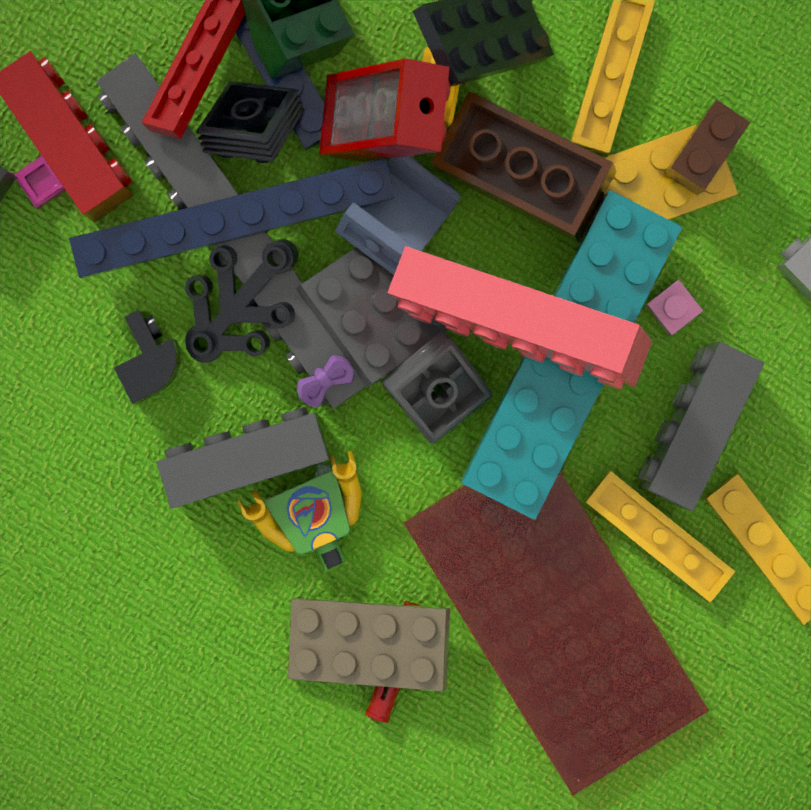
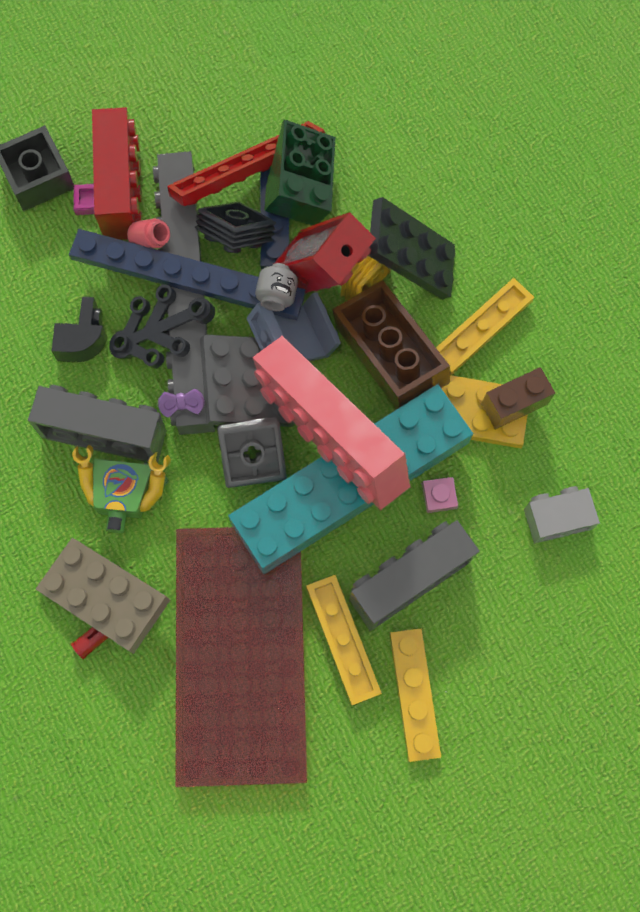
camera: 30 degrees right, 15 degrees down
(156, 195) = (149, 233): none -> coral brick
(357, 183) = (276, 287): none -> light grey head

